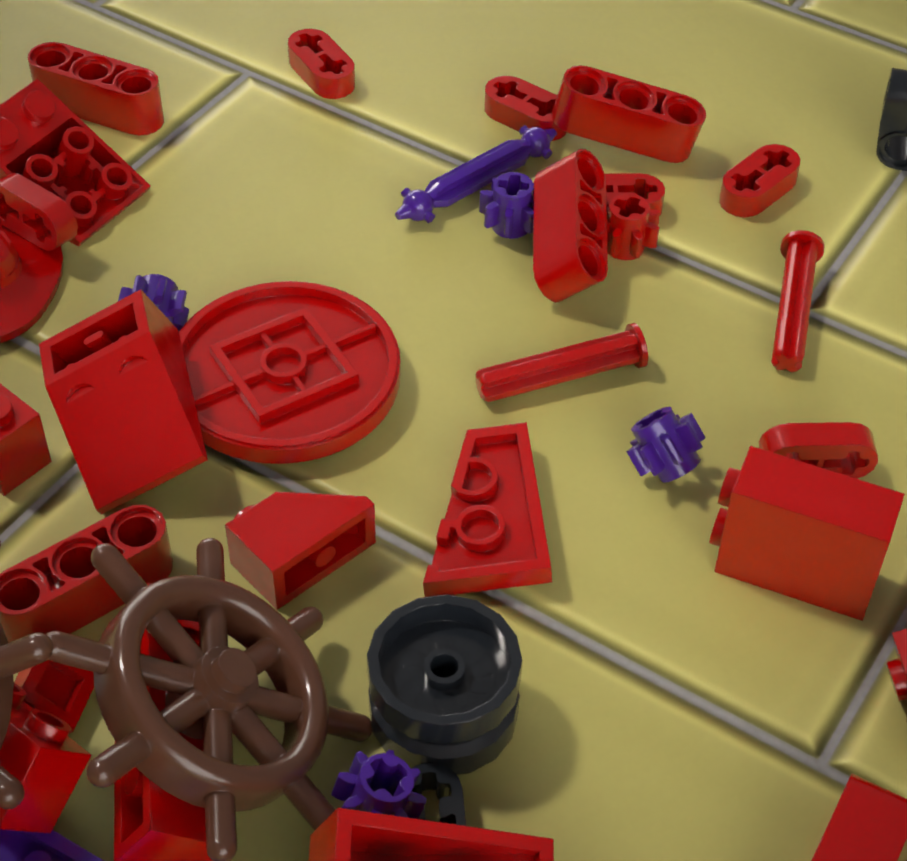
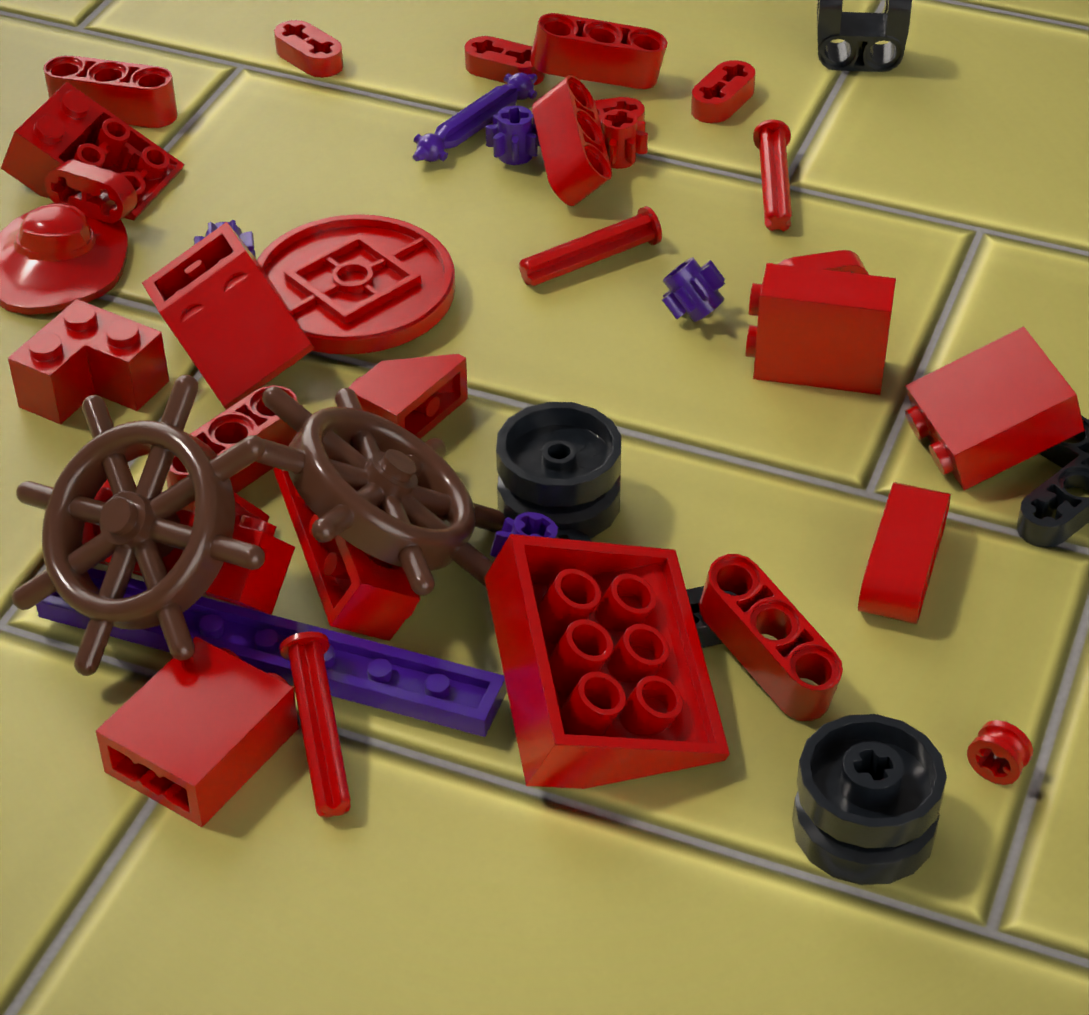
camera: 10 degrees left, 5 degrees down
(493, 519) = (564, 356): red wing -> none

